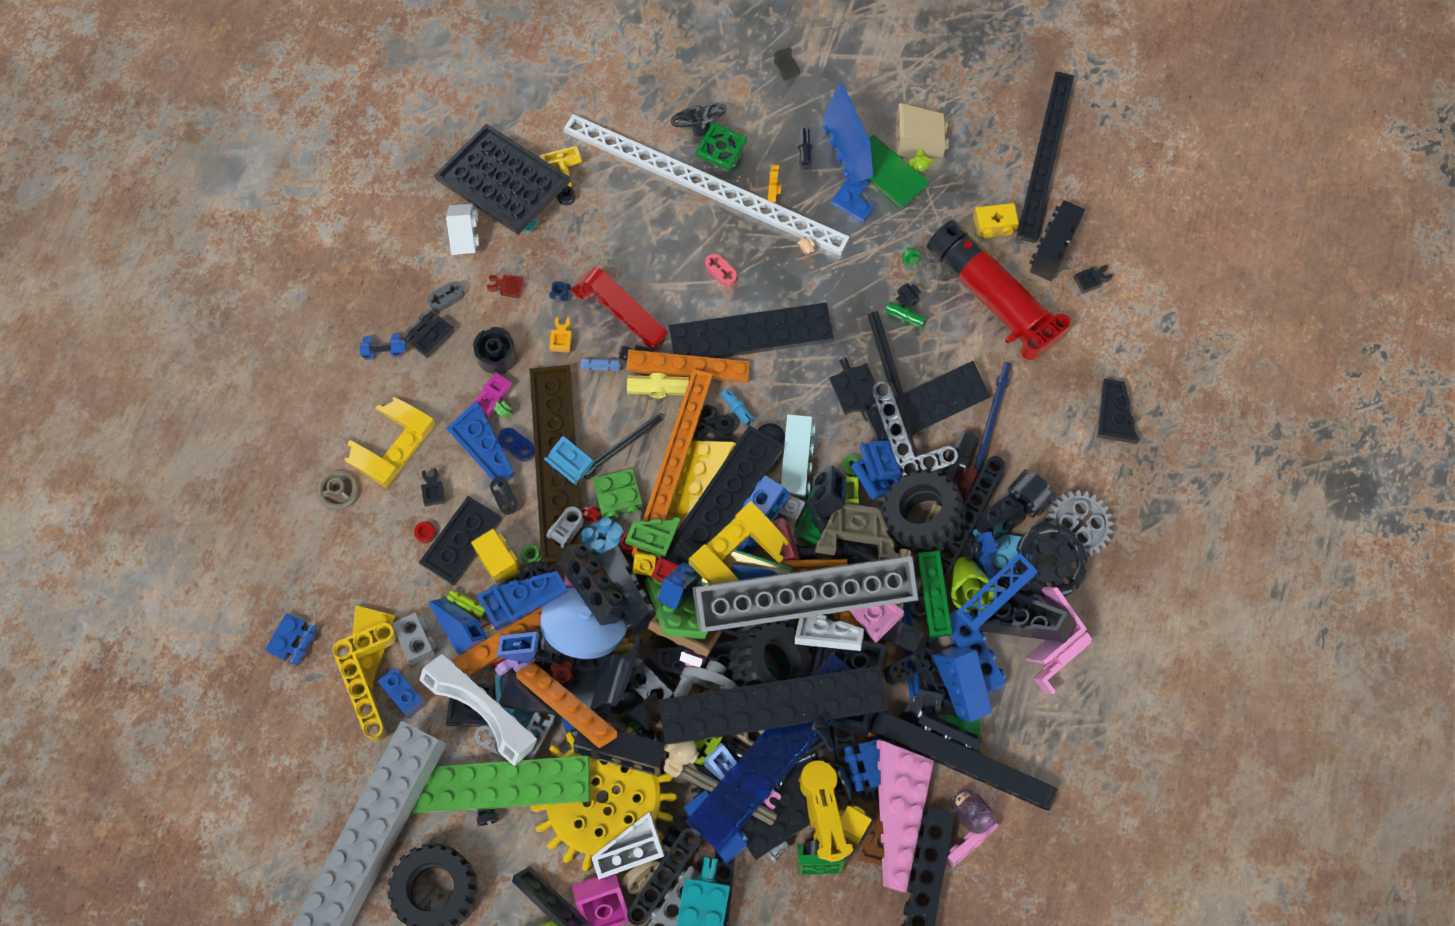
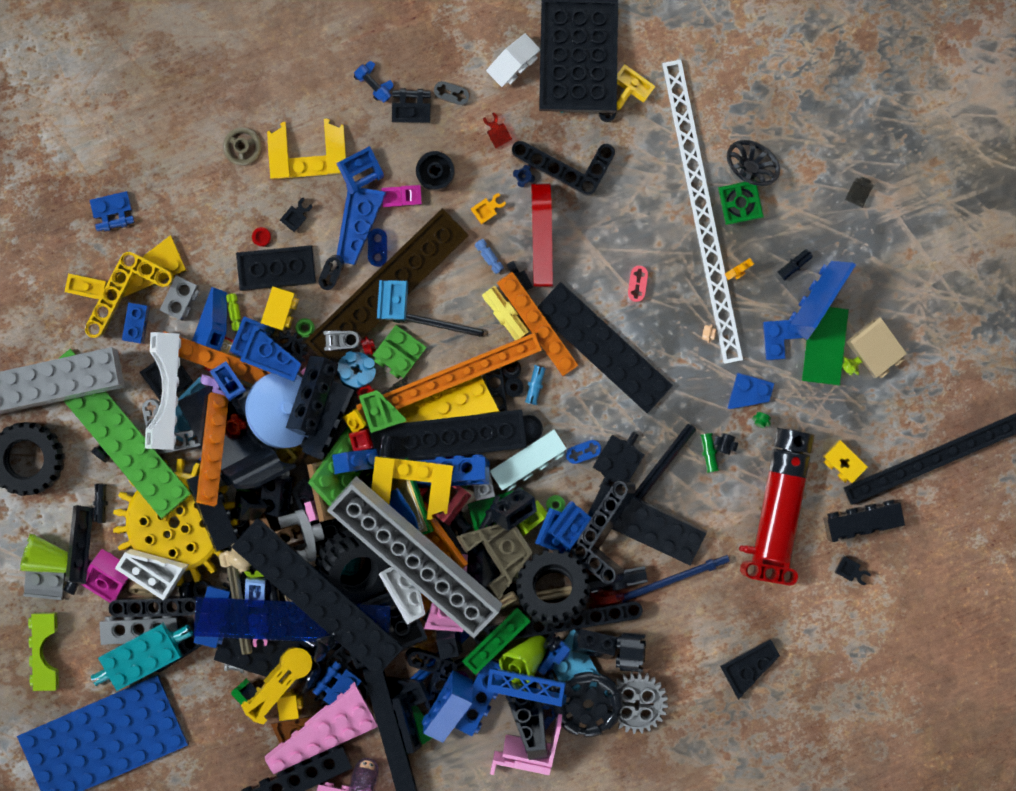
camera: 50 degrees right, 20 degrees up
(332, 713) = (84, 286): none -> yellow plate
(434, 404) = (356, 164): none -> blue plate
(503, 408) = (396, 214): bright green plate -> none
(530, 855) = (100, 503): none -> black pin
(579, 255) = (565, 169): none -> black beam
(820, 409) = (581, 447): none -> blue beam
(879, 251) = (749, 391): none -> blue wing

